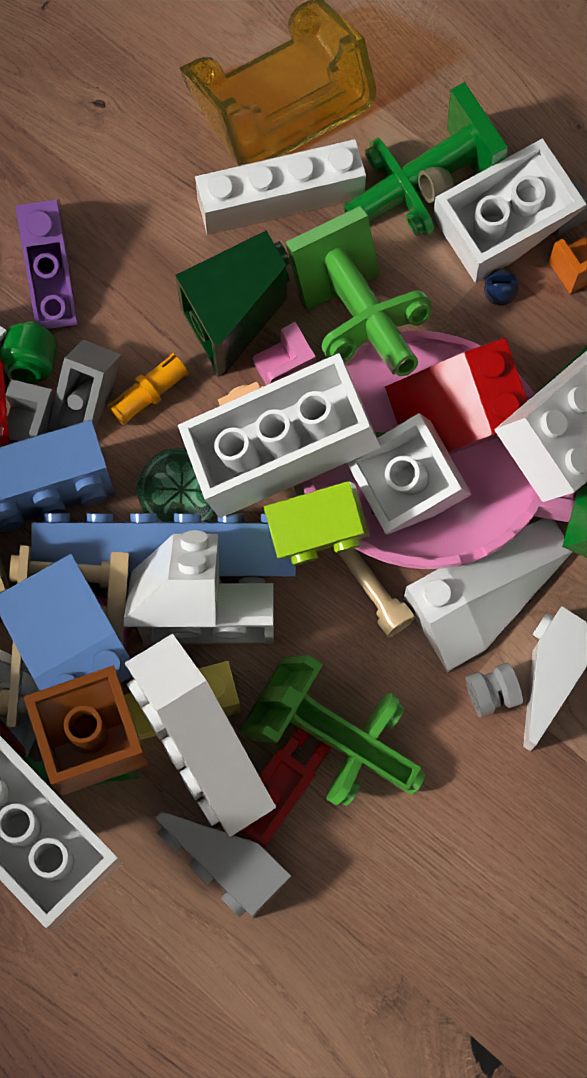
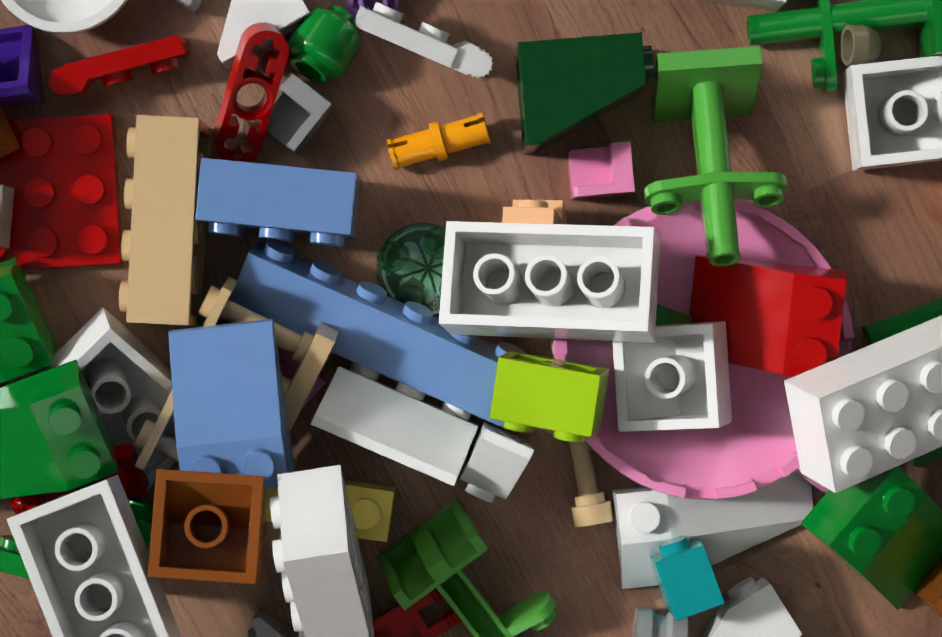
camera: 20 degrees right, 15 degrees up
(84, 385) = (367, 114): light grey slope -> none
(104, 319) = (426, 41): none -> white hinge
(176, 584) = (369, 396): white slope -> none
(299, 599) = (495, 463): none -> white slope
(491, 626) = (685, 577): none -> teal slope
(501, 293) = (874, 197): dark blue hinge -> none

